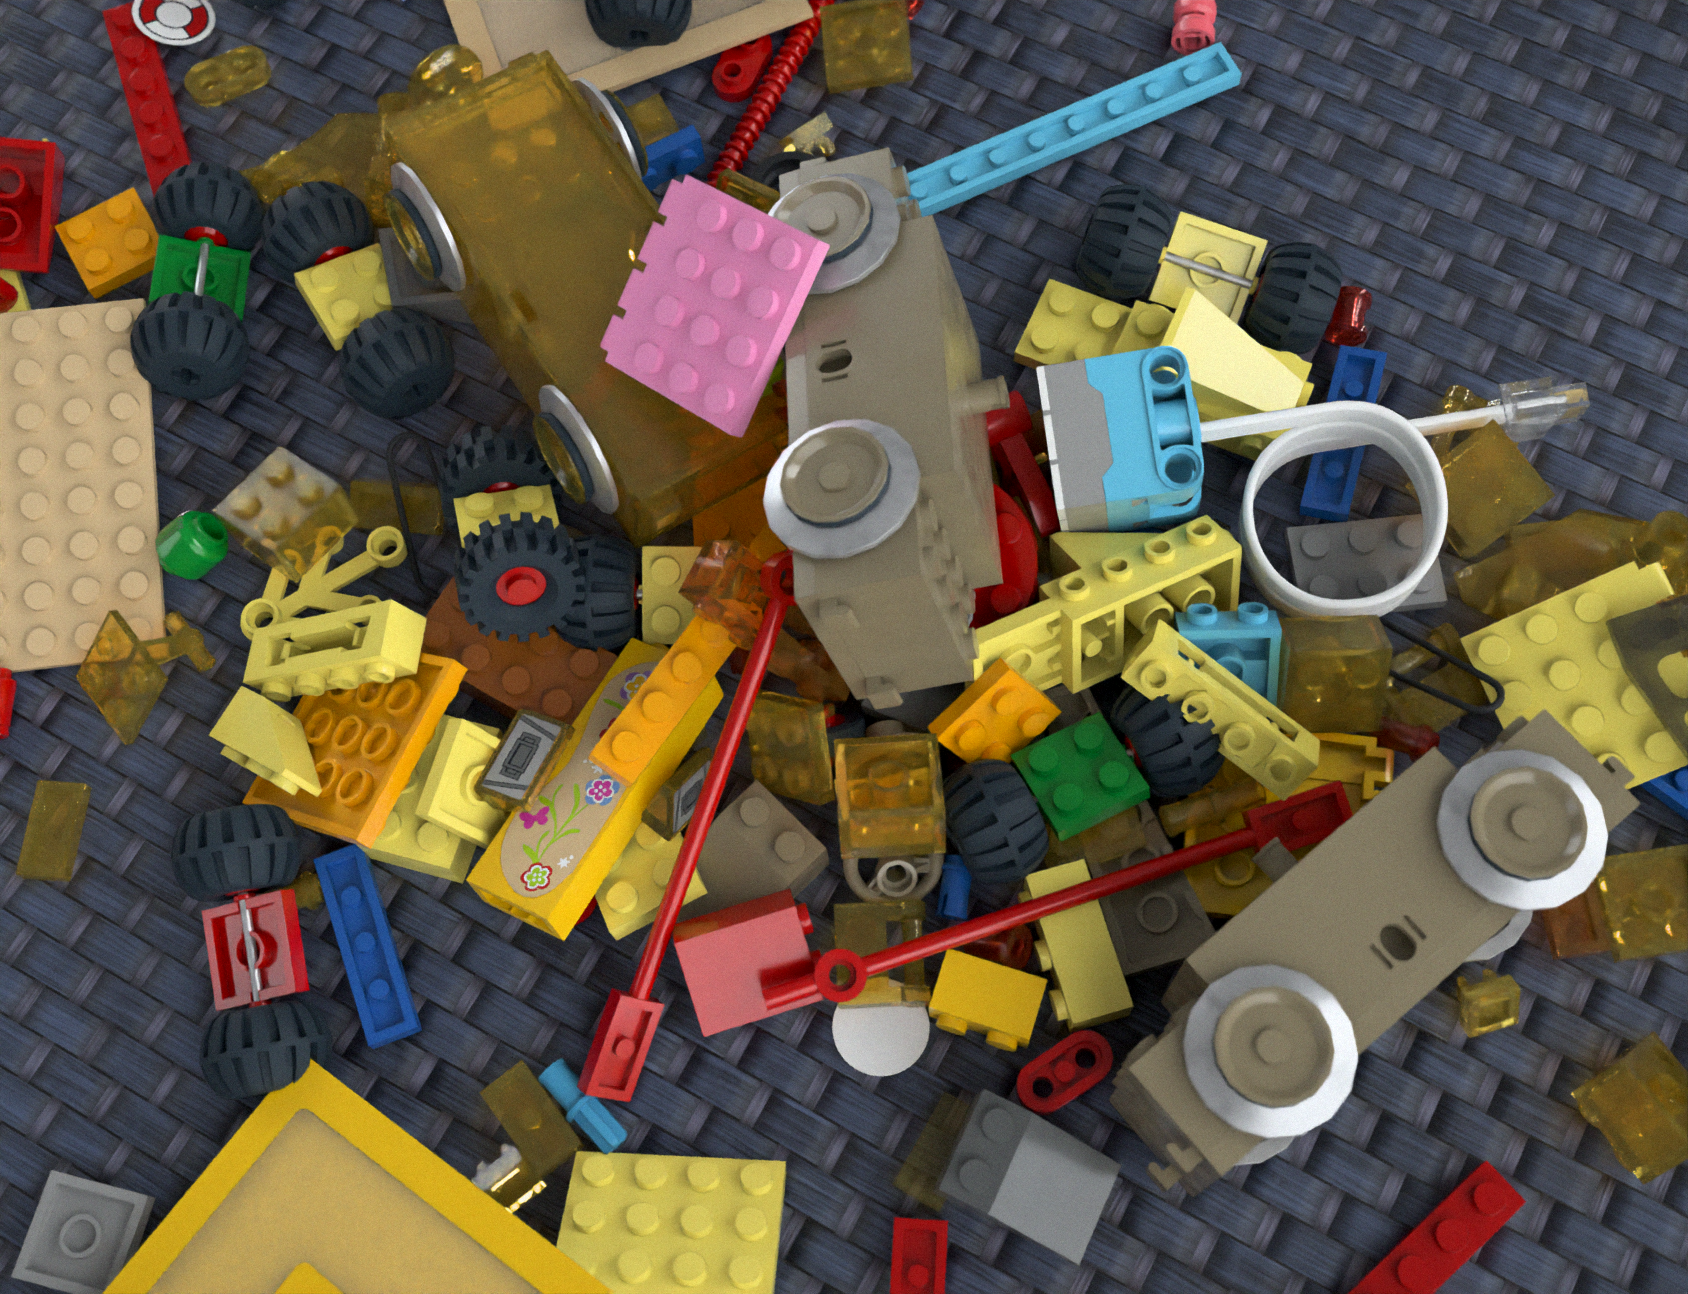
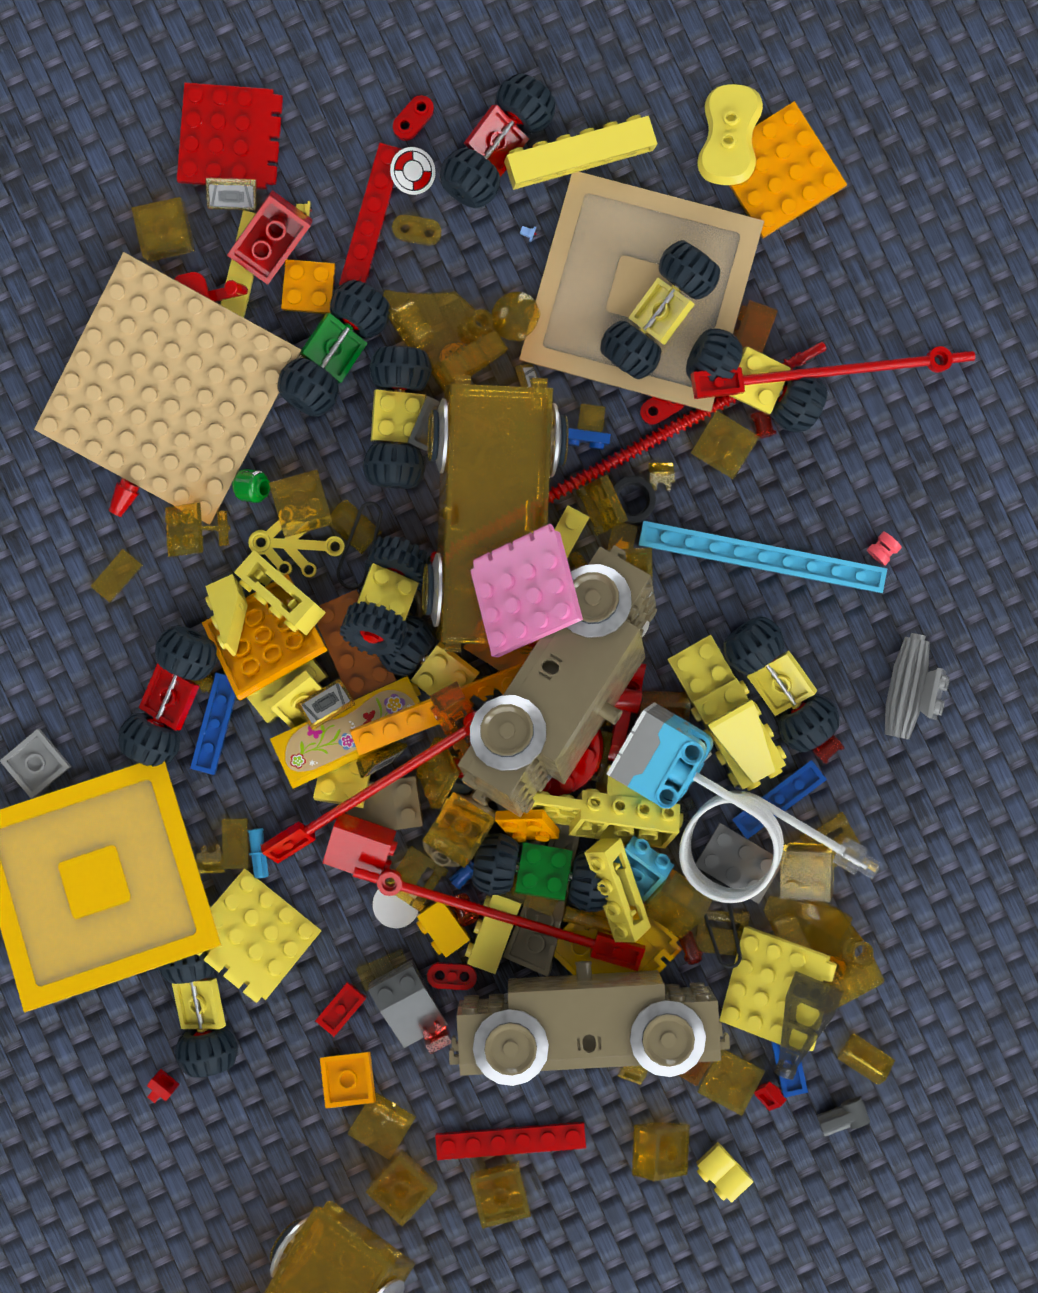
camera: 30 degrees right, 20 degrees up
(1125, 1200) = (437, 1039): none -> clear red tile
(1399, 154) = (913, 688): none -> light grey plate

